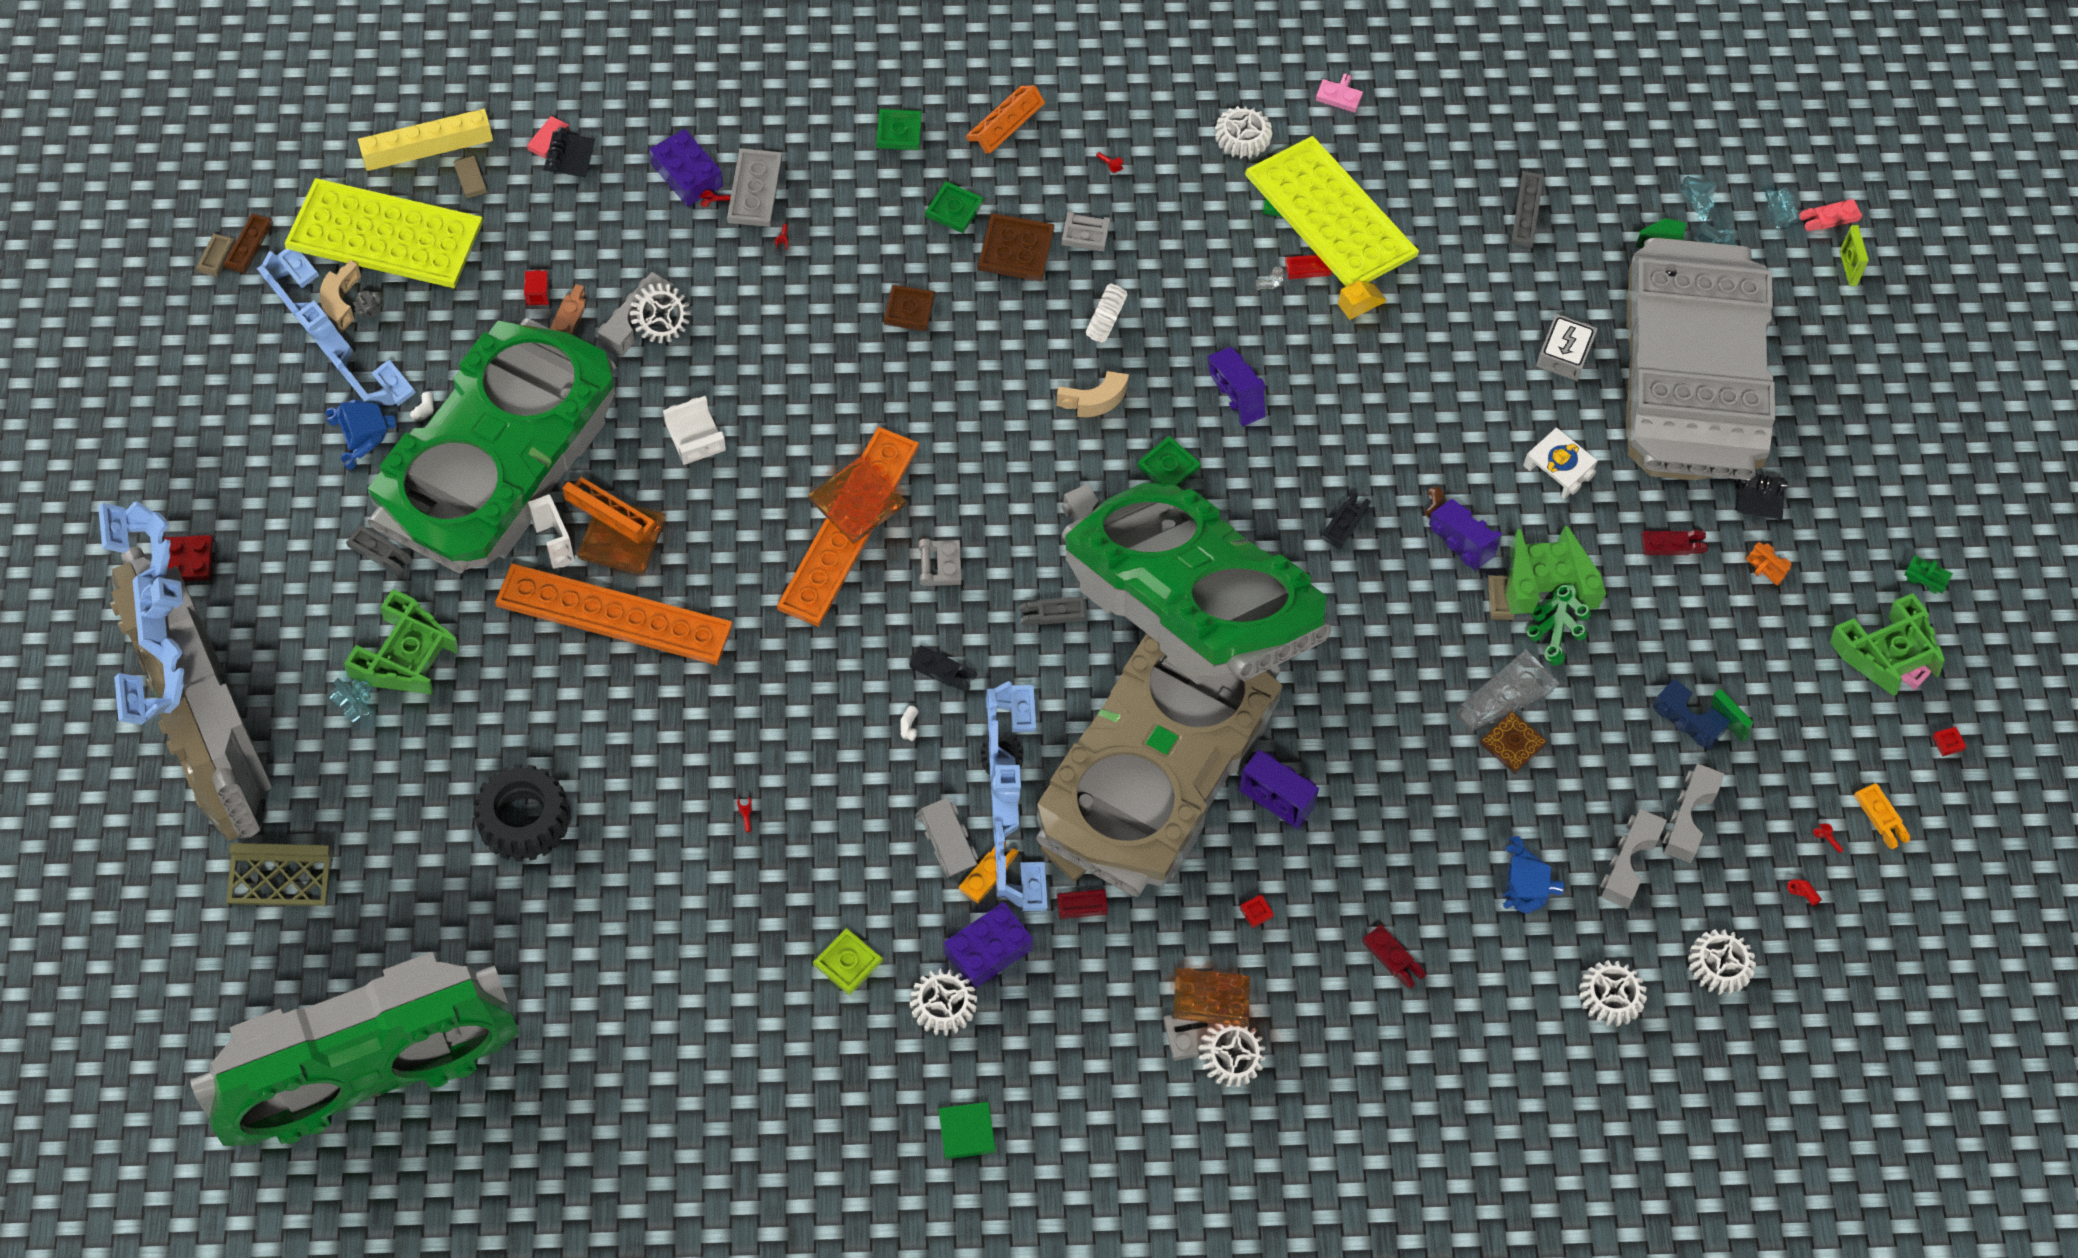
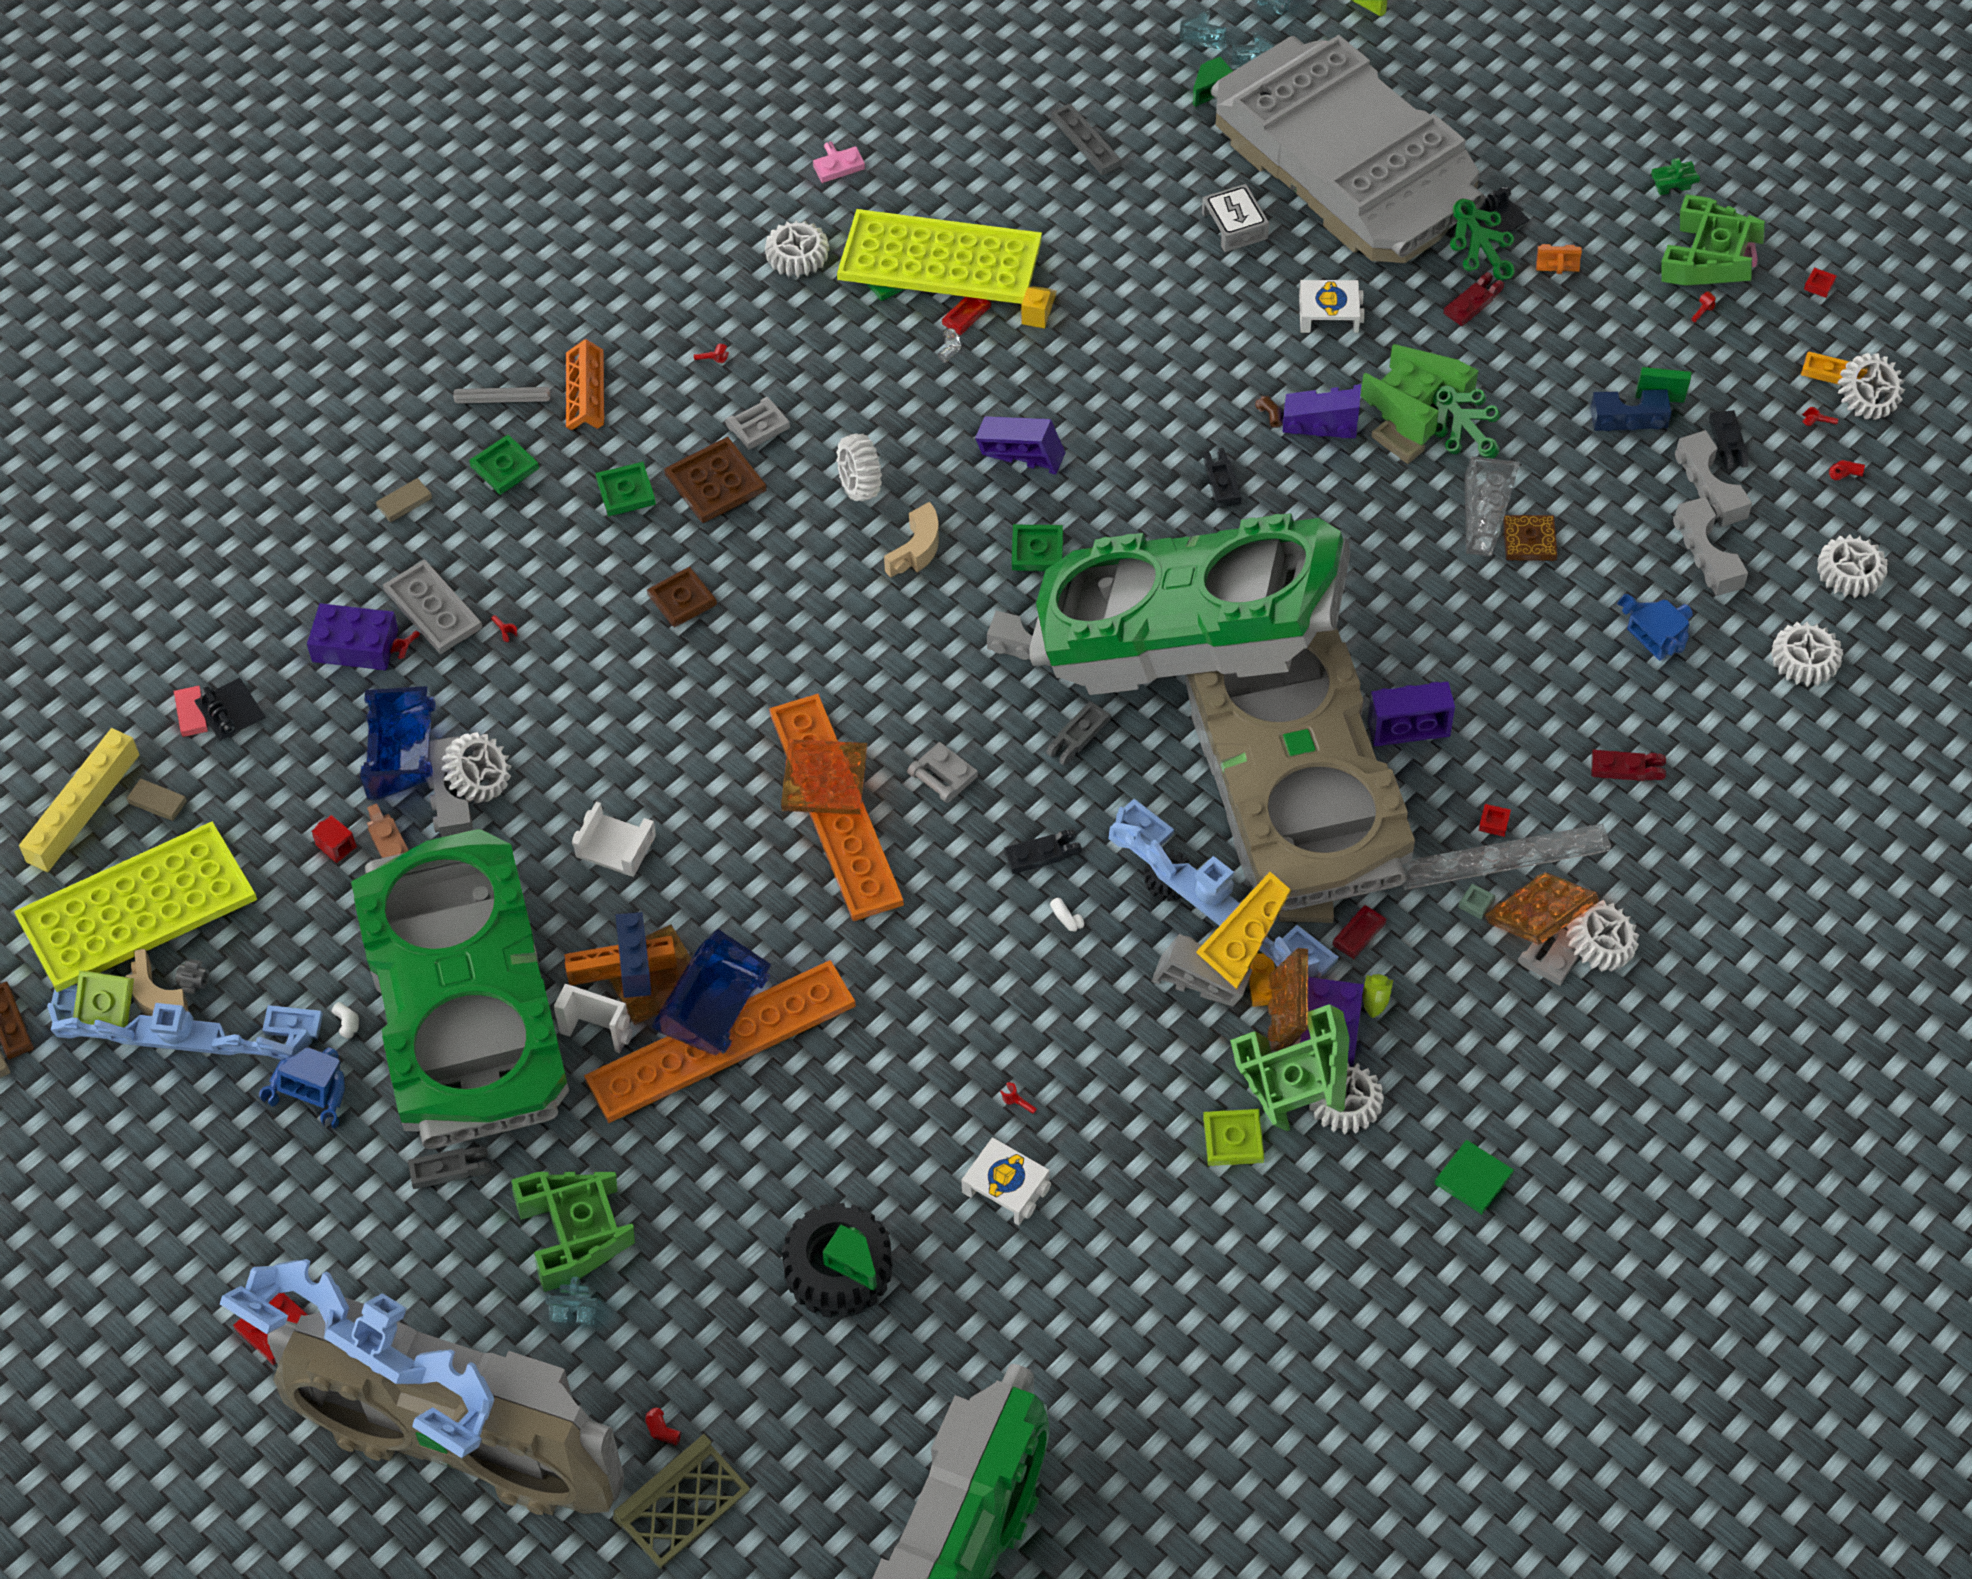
camera: 40 degrees left, 5 degrees down
(302, 275) = (103, 998): none -> lime tile
(315, 820) = (658, 1429): none -> red arm
(517, 815) = (850, 1256): none -> green slope
(599, 519) = (633, 954): none -> dark blue arch
(631, 580) = (712, 993): none -> clear blue windscreen
(632, 257) = (397, 740): none -> clear blue windscreen
(676, 858) = (1007, 1179): none -> white panel
(815, 103) = (404, 500): none -> dark tan tile
(923, 958) = (1299, 1072): none -> bright green wedge
(949, 82) = (500, 395): none -> light grey axle
(966, 902) = (1289, 1000): none -> clear orange plate
(981, 833) = (1241, 935): none -> yellow wing
(1042, 953) = (1376, 994): none -> lime plate
(1182, 954) = (1476, 901): none -> sand green tile
(1237, 942) = (1506, 856): none -> clear plate
(1719, 499) = (1480, 237): none -> green plant
(1744, 794) = (1728, 438): none -> black hinge
(1845, 687) = (1708, 303): none -> red hand
(1899, 839) = (1860, 392): none -> white gear

